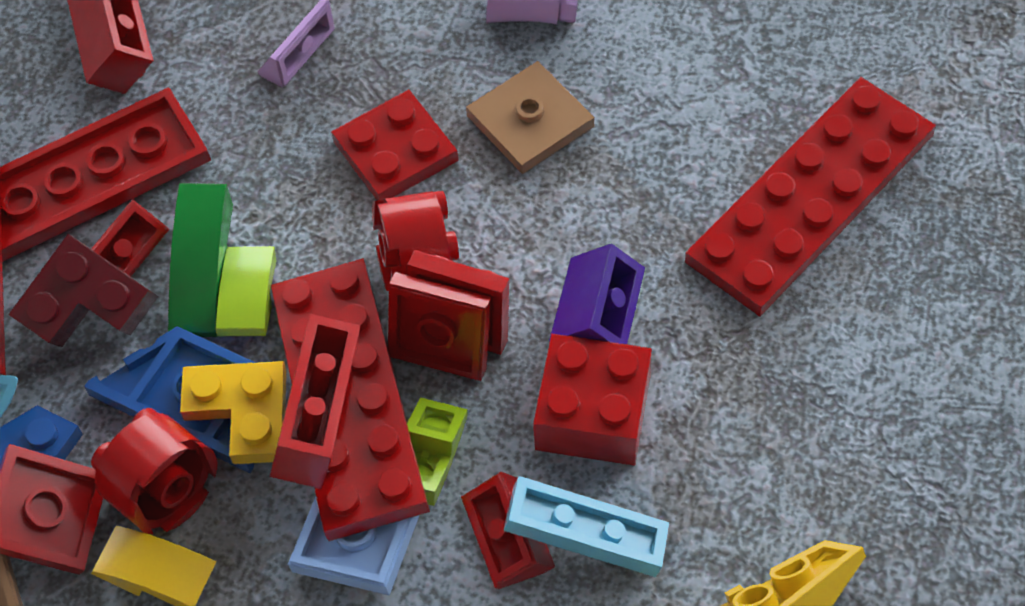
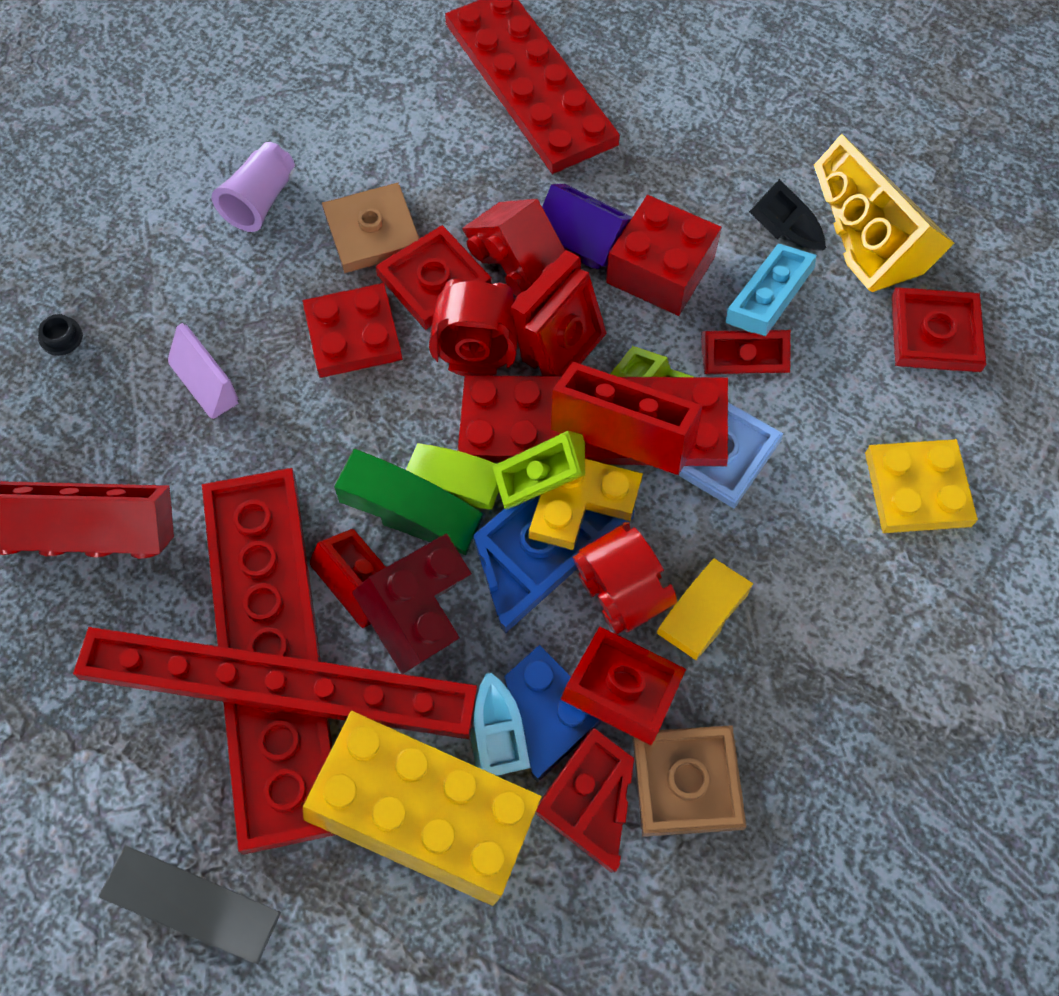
camera: 75 degrees left, 5 degrees up
(249, 352) = (541, 468): none -> lime slope
(486, 190) = (423, 269): none -> red plate
(535, 245) = (517, 238): none -> red brick
(714, 526) = (789, 216): none -> black plate

